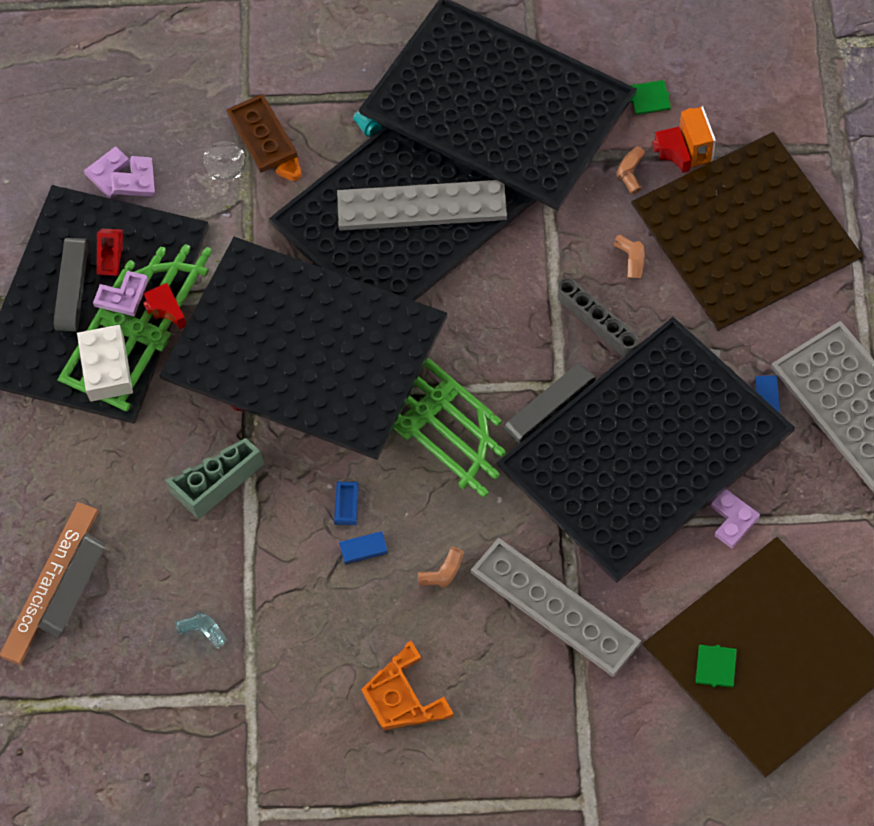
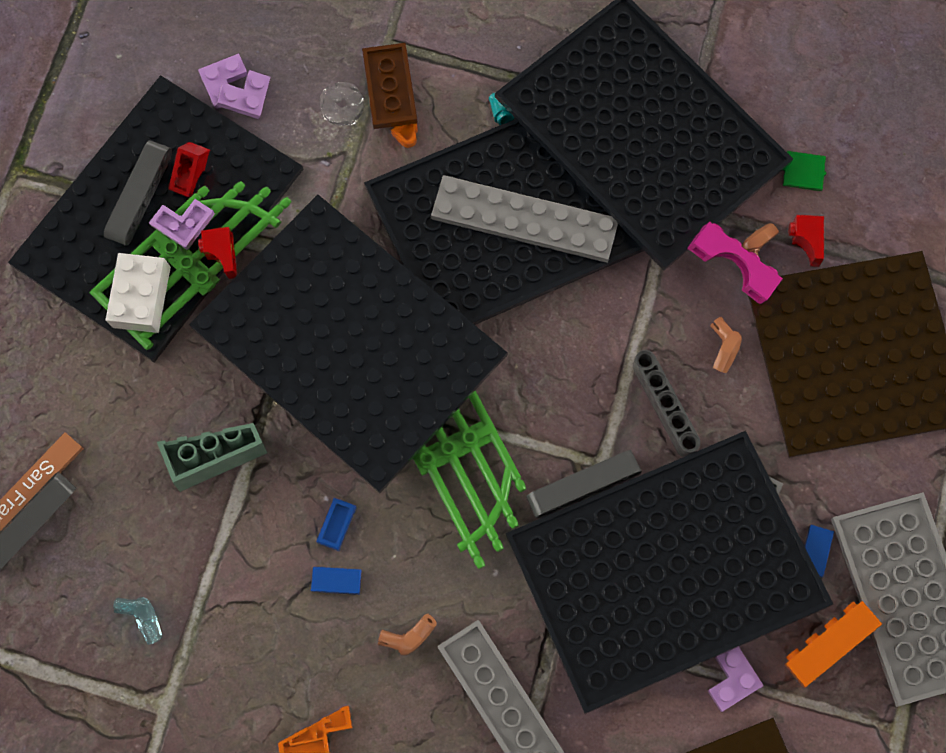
camera: 15 degrees right, 10 degrees up
(640, 191) = (758, 279): none -> dark pink arch
(697, 136) = (840, 233): orange piece -> none
(806, 461) = (832, 644): none -> orange brick

